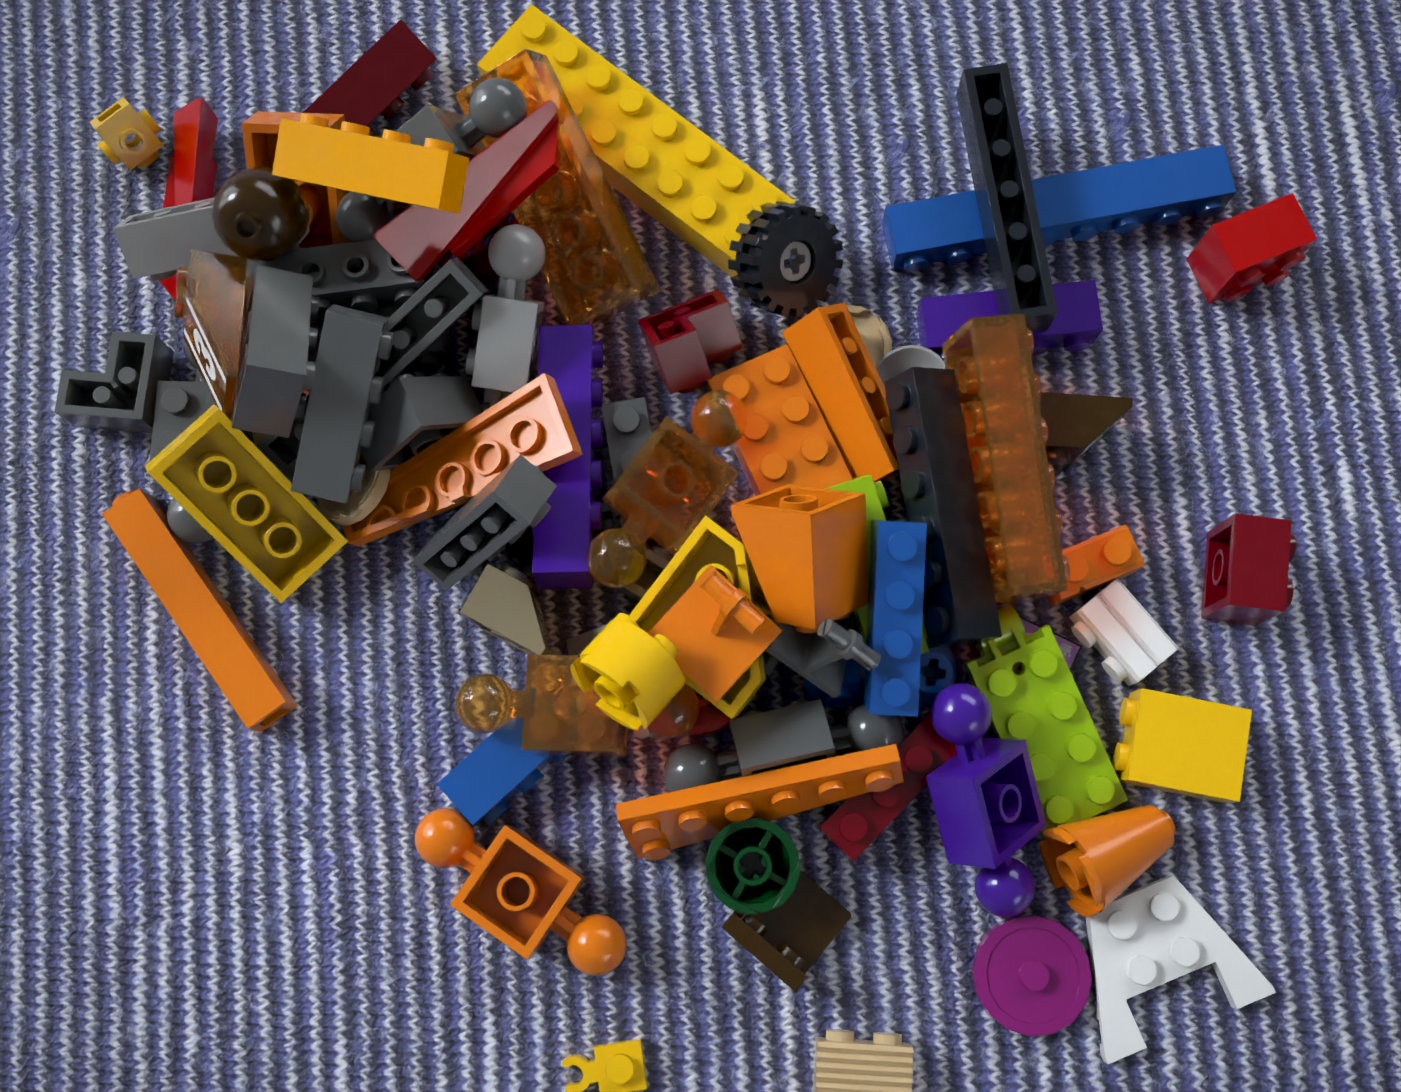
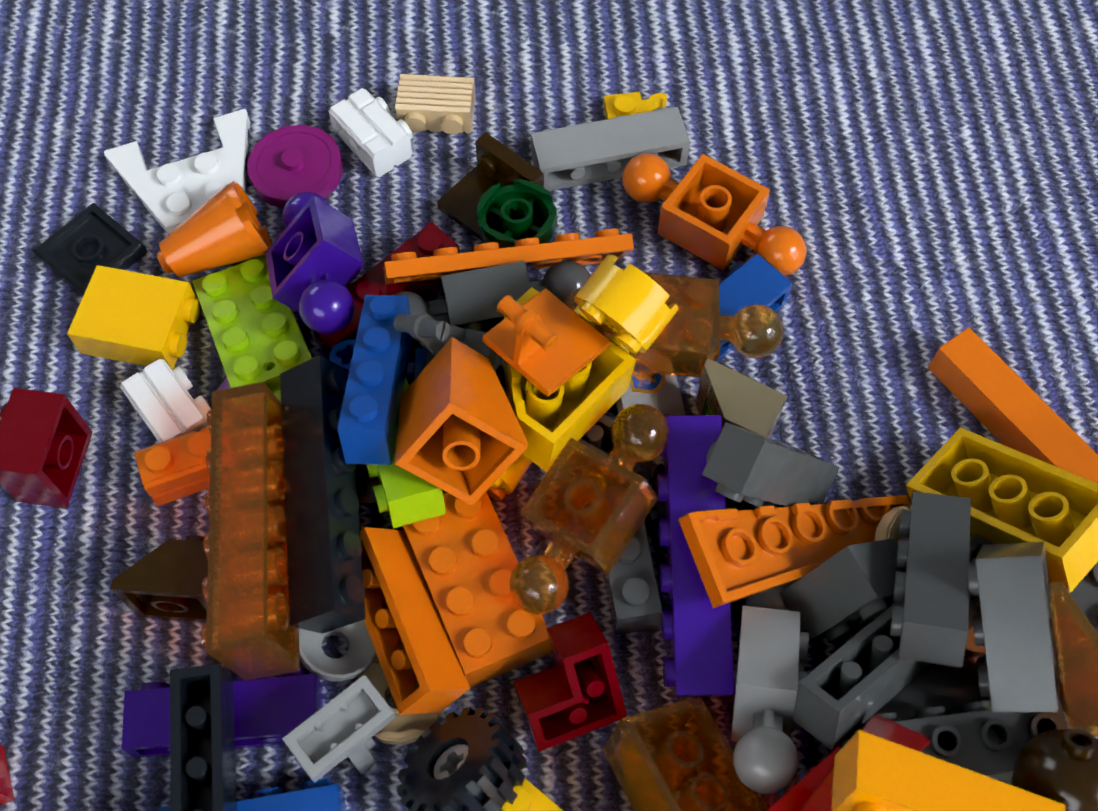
camera: 175 degrees right, 15 degrees down
(639, 998) = (604, 147): none -> light grey brick
(891, 277) = (341, 730): none -> light grey bracket
(941, 1022) = (371, 131): none -> white brick
(1258, 847) = (87, 242): none -> black tile

